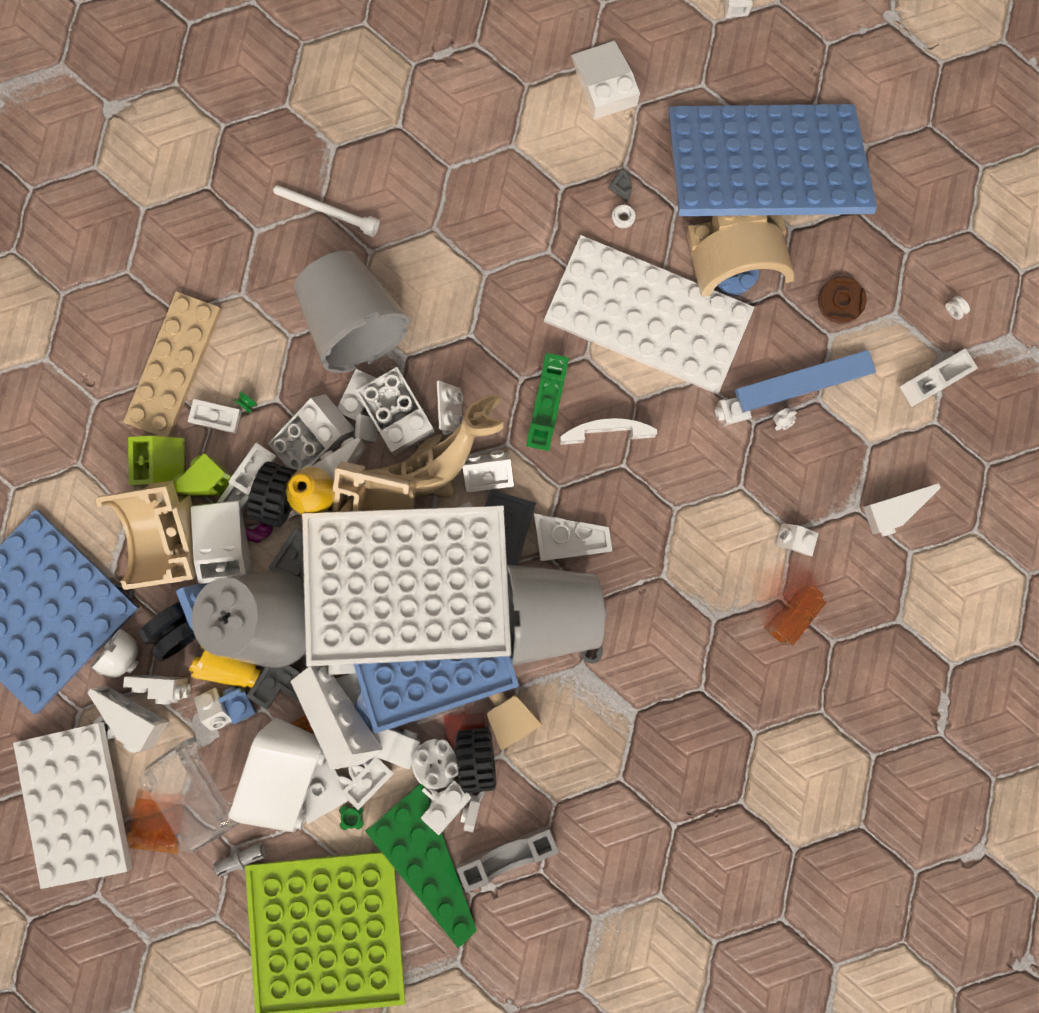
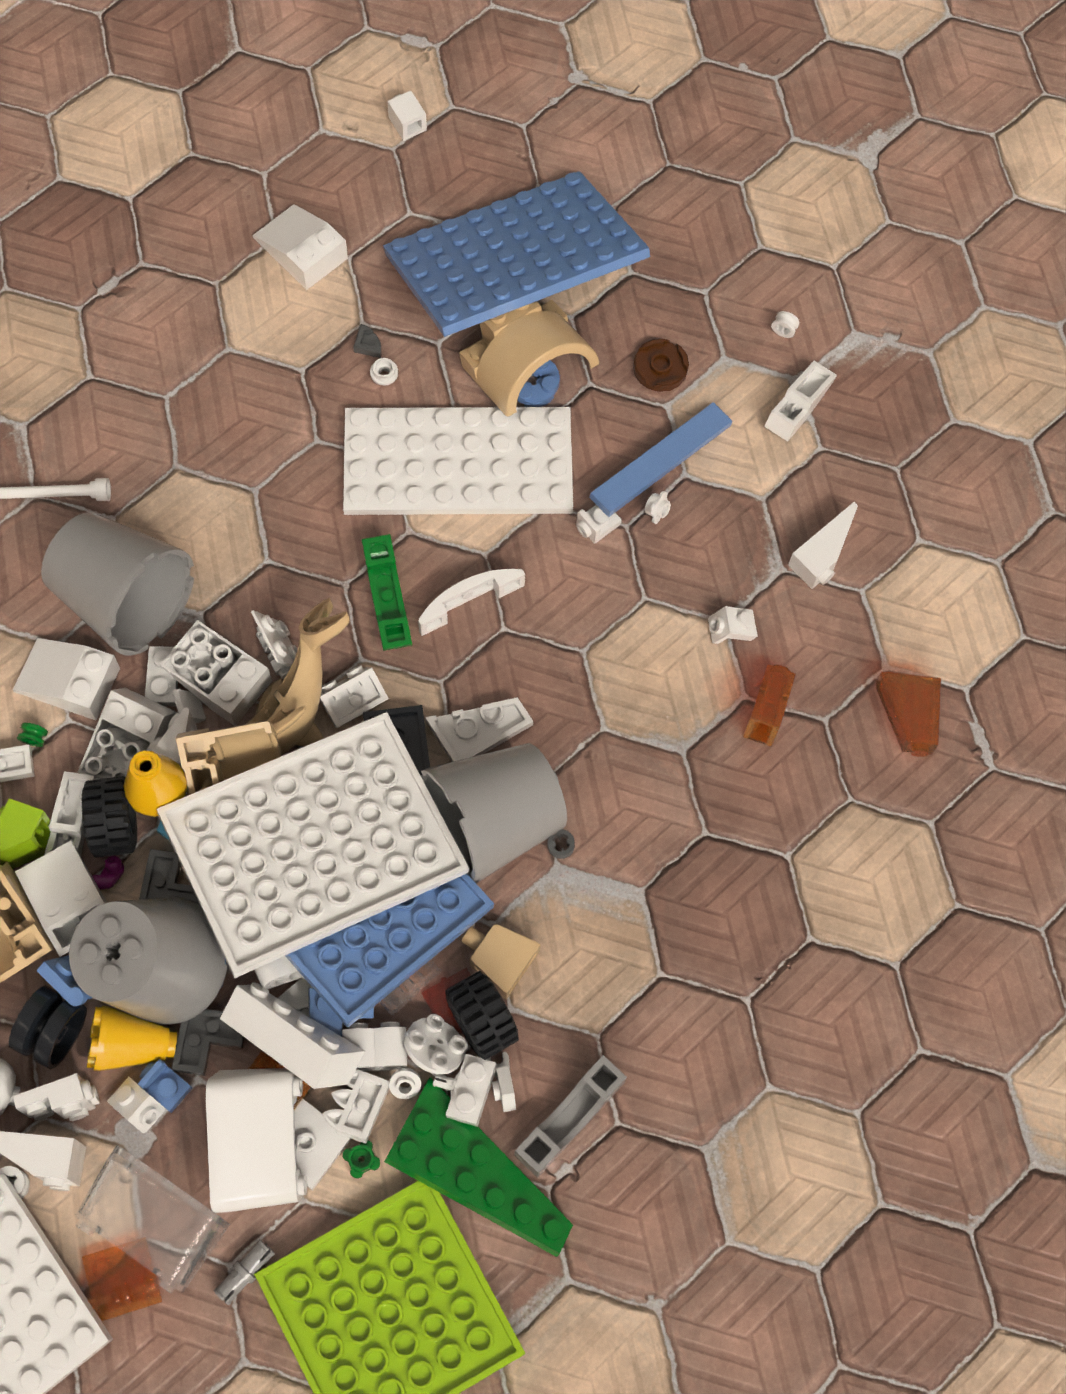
camera: 30 degrees left, 15 degrees down
(287, 367) = (68, 676): none -> white slope
(403, 778) = (405, 1075): none -> white plate
(902, 667) = (912, 709): none -> clear orange slope

